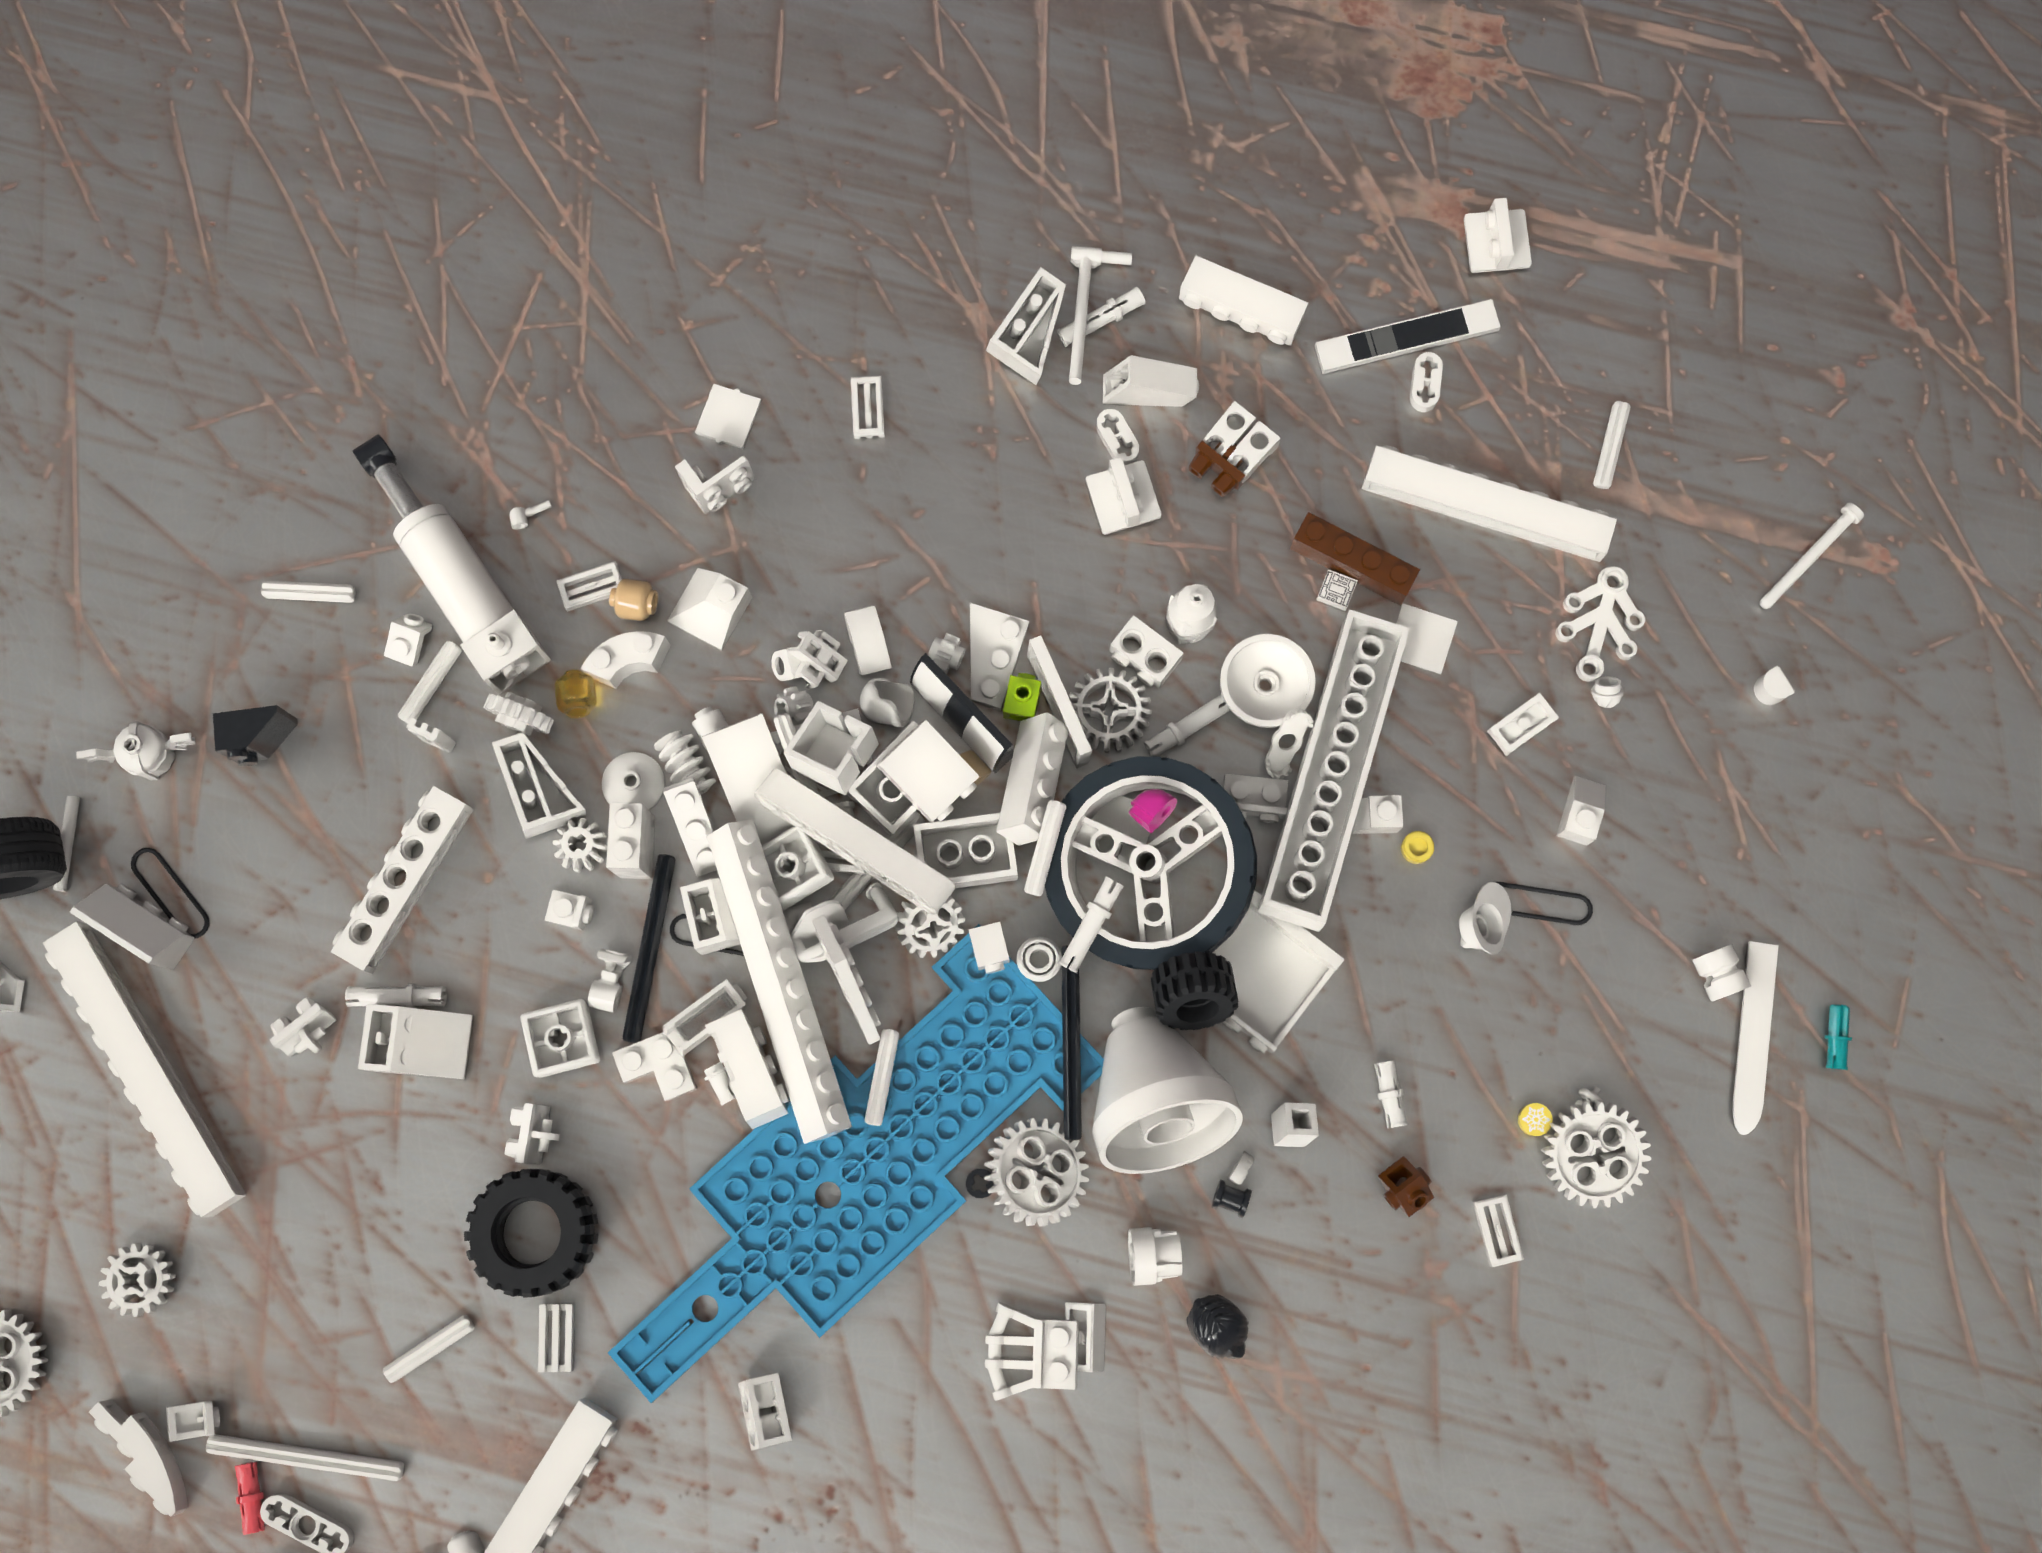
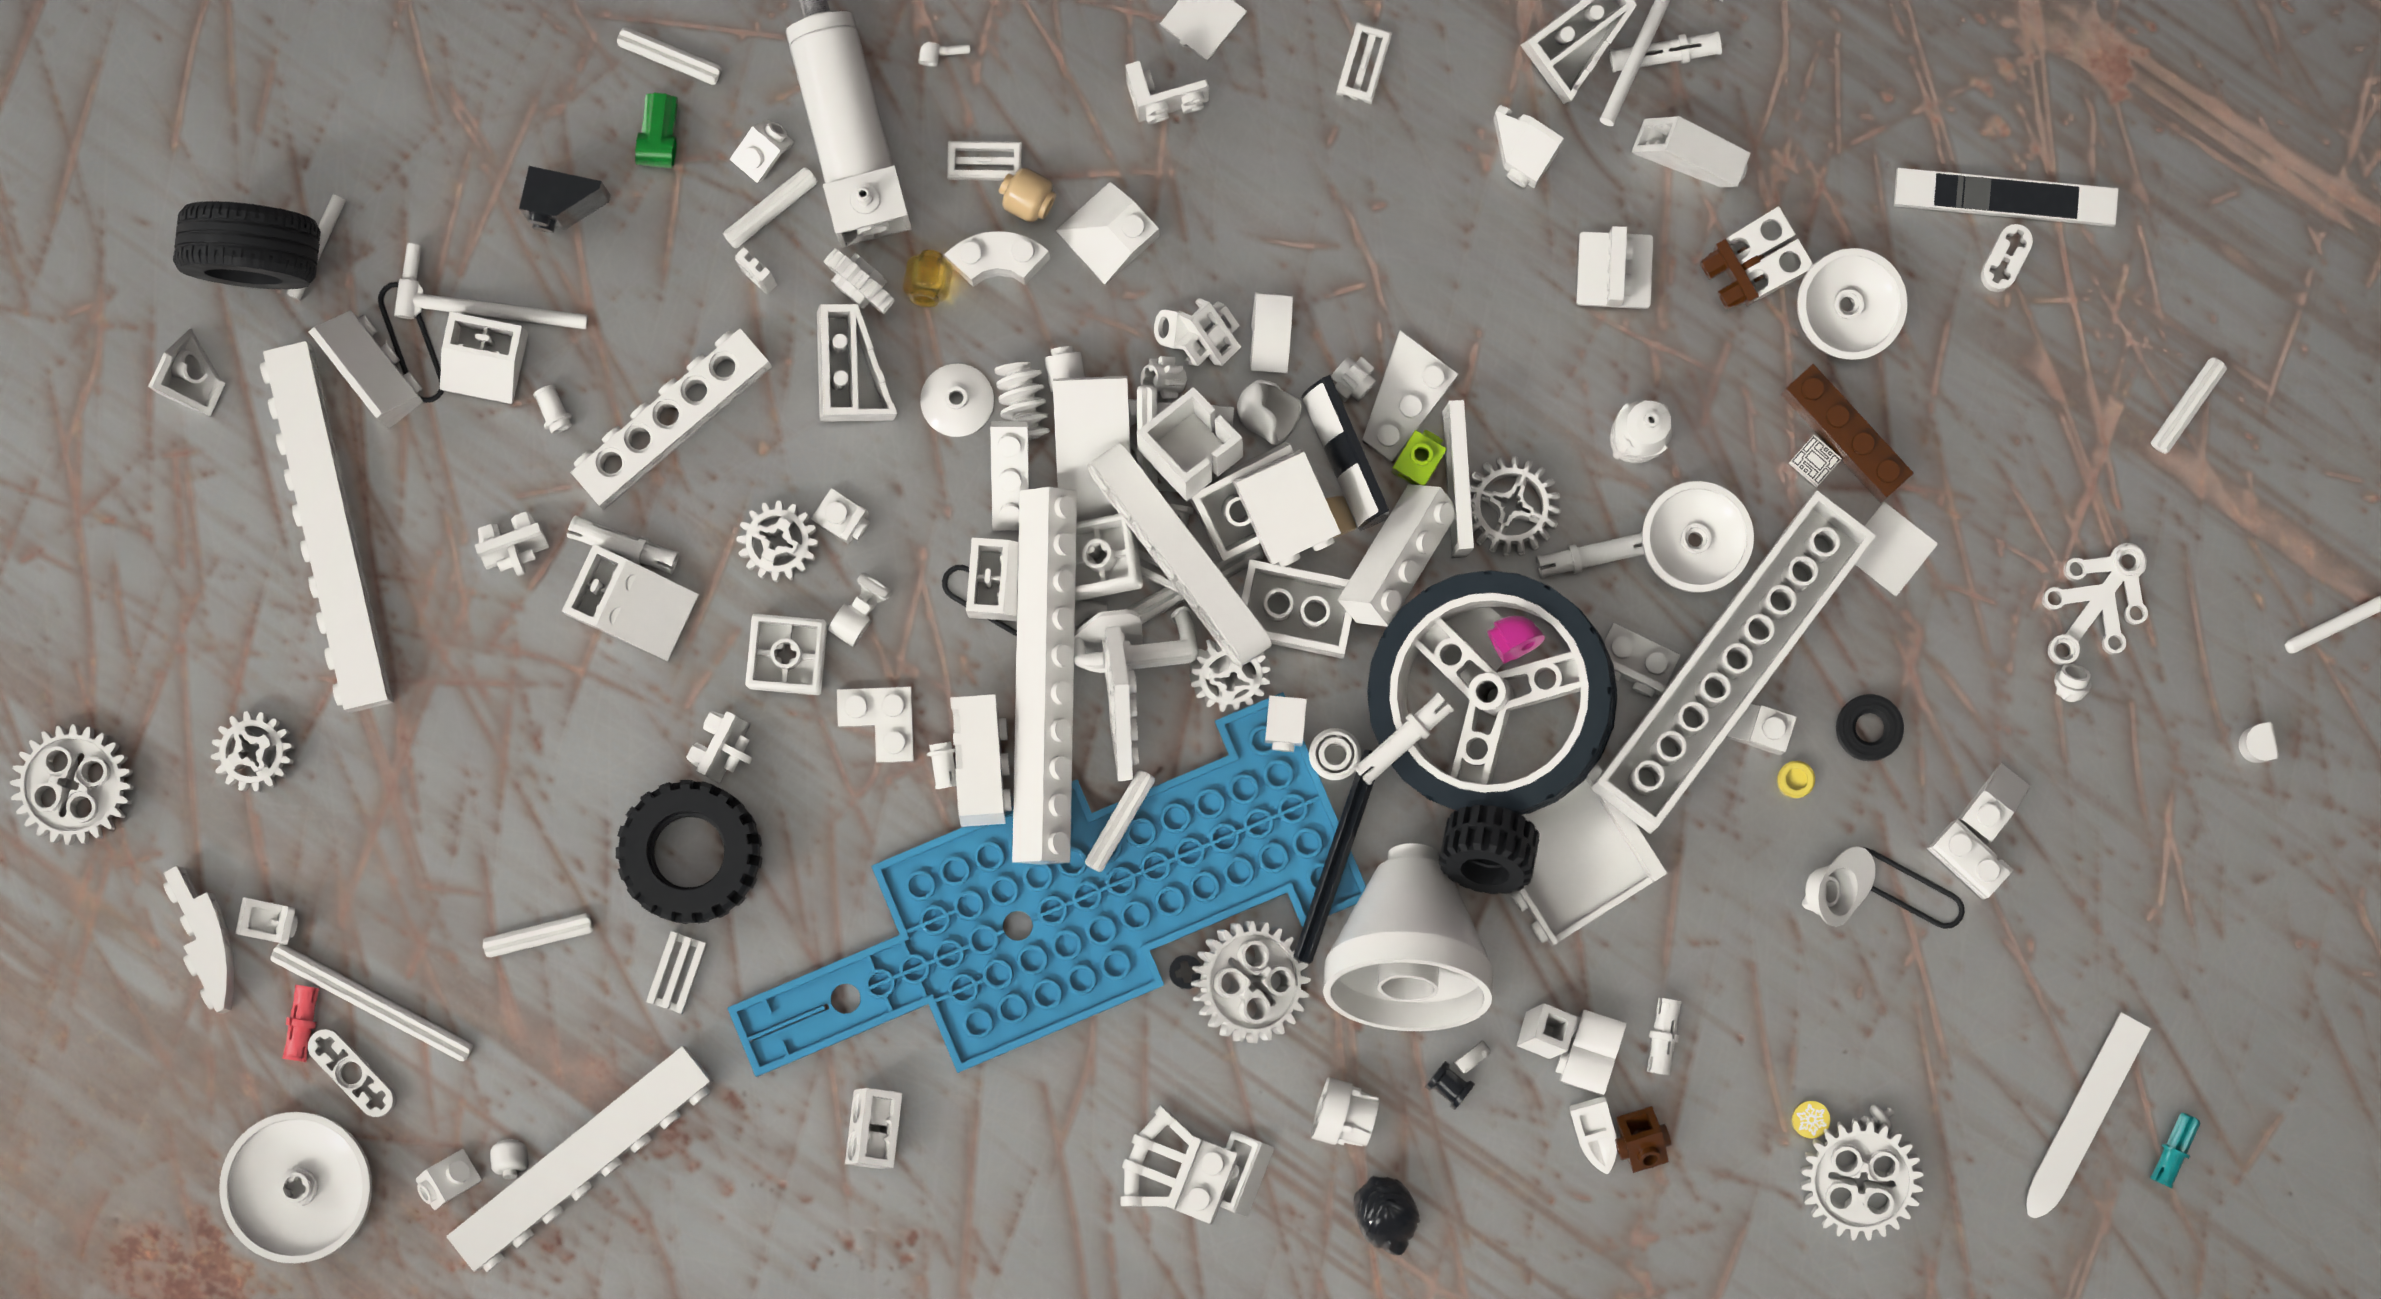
camera: 20 degrees right, 5 degrees up
(151, 754) = (443, 184): white helmet -> none
(158, 857) = (412, 299): none -> white bar
(228, 883) = (482, 357): none -> white slope
(302, 906) = (552, 409): none -> white pin
(319, 661) = (656, 142): none -> green piece
(522, 961) = (769, 556): none -> white gear
(574, 855) = (880, 437): white gear -> none
(630, 841) = (935, 467): white brick -> none
(649, 948) = (914, 589): black axle -> none
(689, 1028) = (932, 691): white window -> none
(1018, 424) = (1525, 146): none -> white slope
(1045, 848) = (1383, 637): white axle -> none
(1123, 433) = (1642, 196): white beam -> none
(1151, 647) = (1583, 452): white brick -> none
(1242, 301) = (1832, 92): white brick -> none
(1278, 758) = (1679, 627): white piece -> none
(1336, 446) = (1875, 297): none -> white dish
(1337, 1129) = (1591, 1052): none -> white brick
(1365, 1194) = (1595, 1132): none -> white plate
(1467, 766) = (1853, 743): none -> black tyre
(1485, 1232) = (1710, 1222): white tile -> none
(1489, 503) = (2022, 423): white brick -> none
(1497, 239) = (2152, 120): white bracket -> none
(1523, 724) = (1964, 685): white plate -> none
(1582, 860) = (1970, 859): none -> white brick
(1721, 973) = (2074, 1035): white wheel -> none

